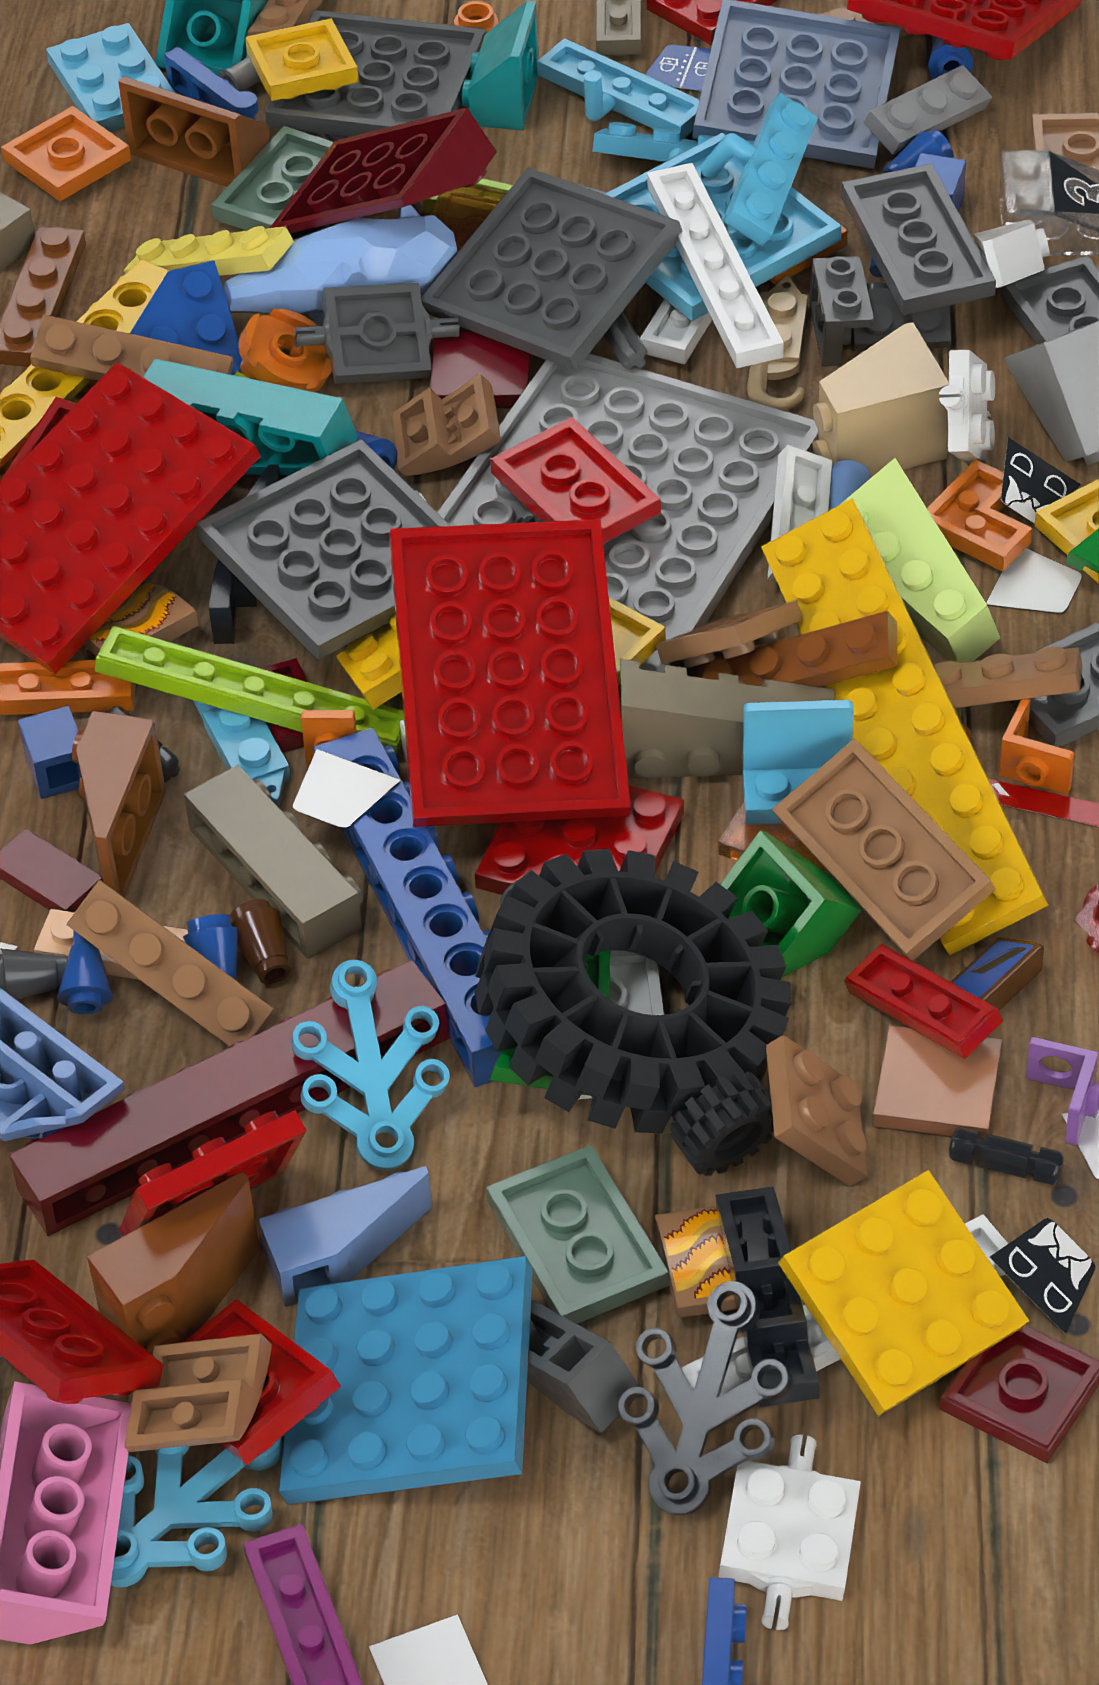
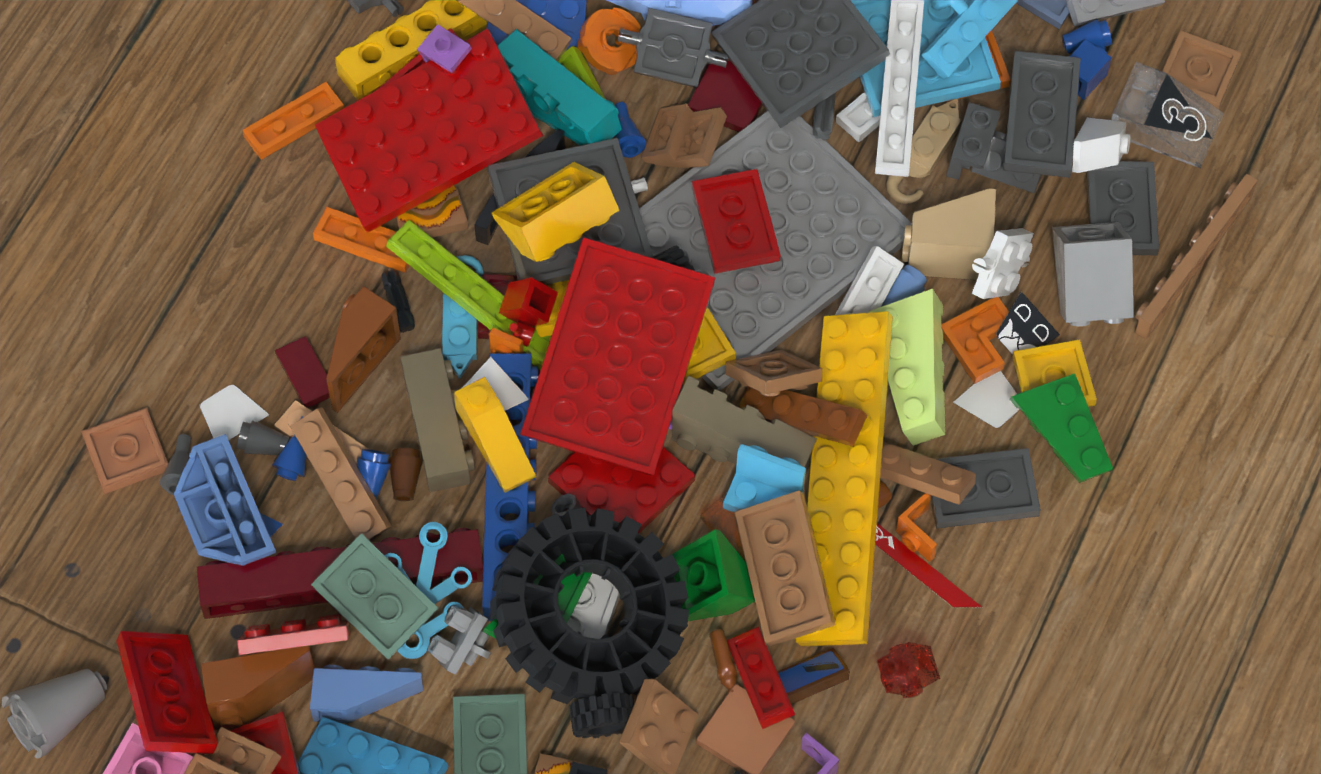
camera: 20 degrees right, 15 degrees up
(48, 751) = (341, 282): brick -> none
(65, 404) = (444, 48): none -> medium lavender bracket
(326, 537) = (556, 211): none -> yellow slope
(330, 1081) = (374, 596): none -> sand green plate
(340, 660) = (528, 302): none -> red brick
(347, 701) = (522, 332): none -> red hand
(373, 827) = (493, 434): none -> yellow slope
(469, 1107) = (466, 642): none -> light grey hips
(853, 1003) = (726, 669): none -> dark orange piece

